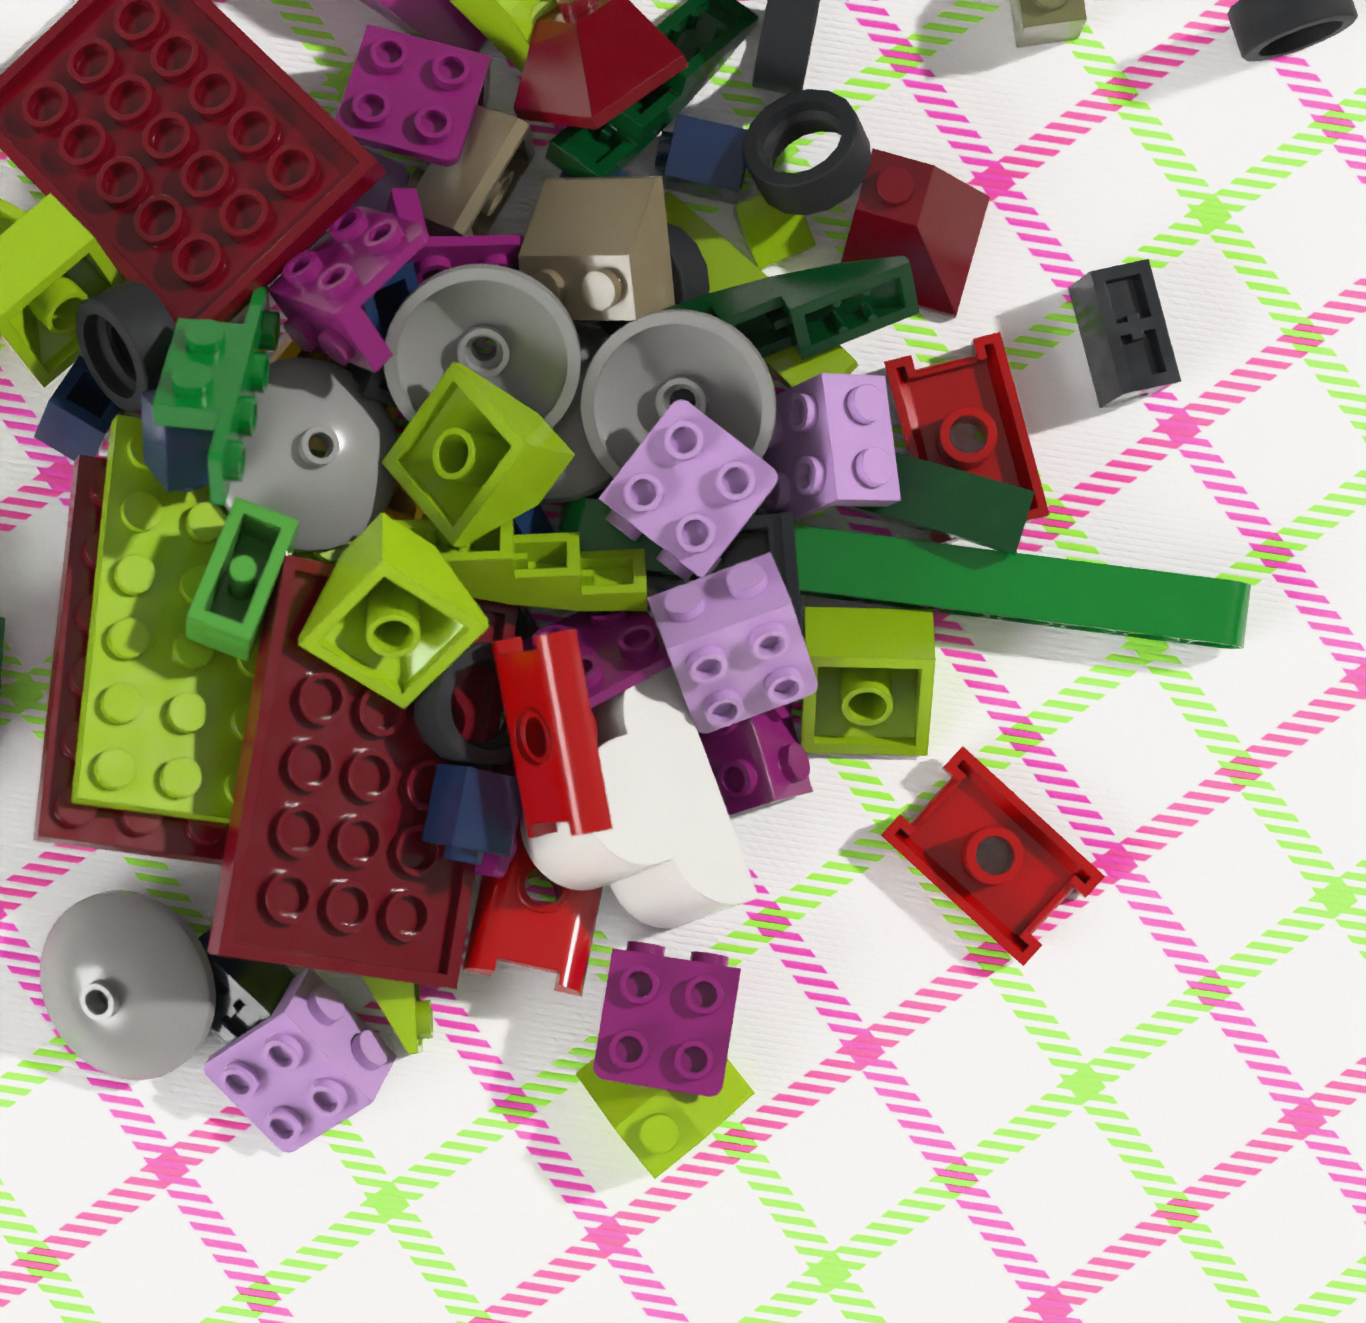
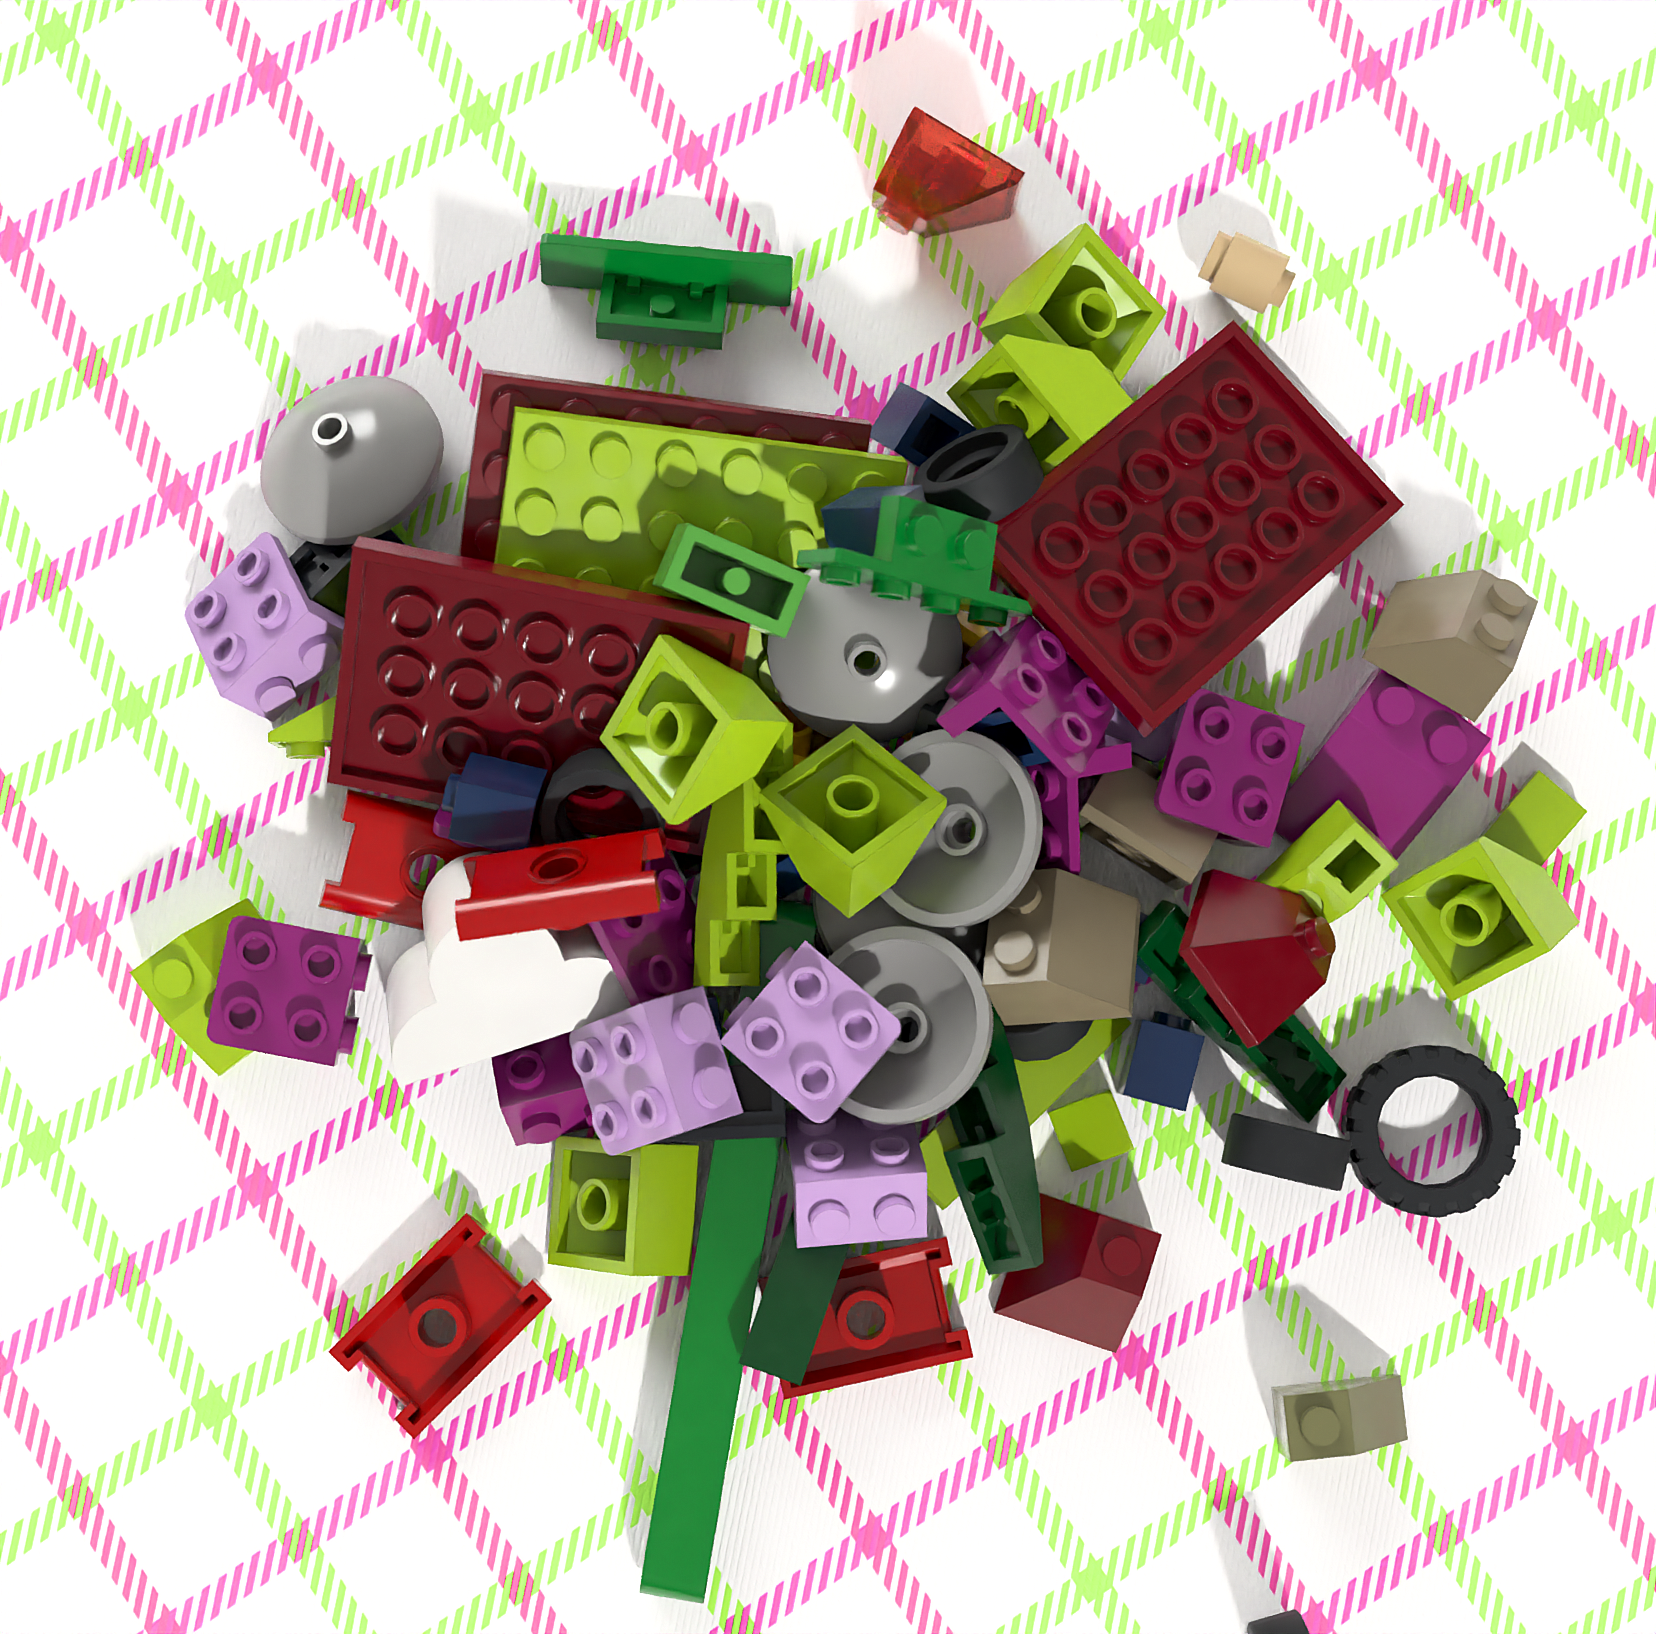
camera: 85 degrees right, 0 degrees up
(789, 120) = (1195, 1148): black tyre -> none
(1124, 332) = (967, 1485): black hinge -> none

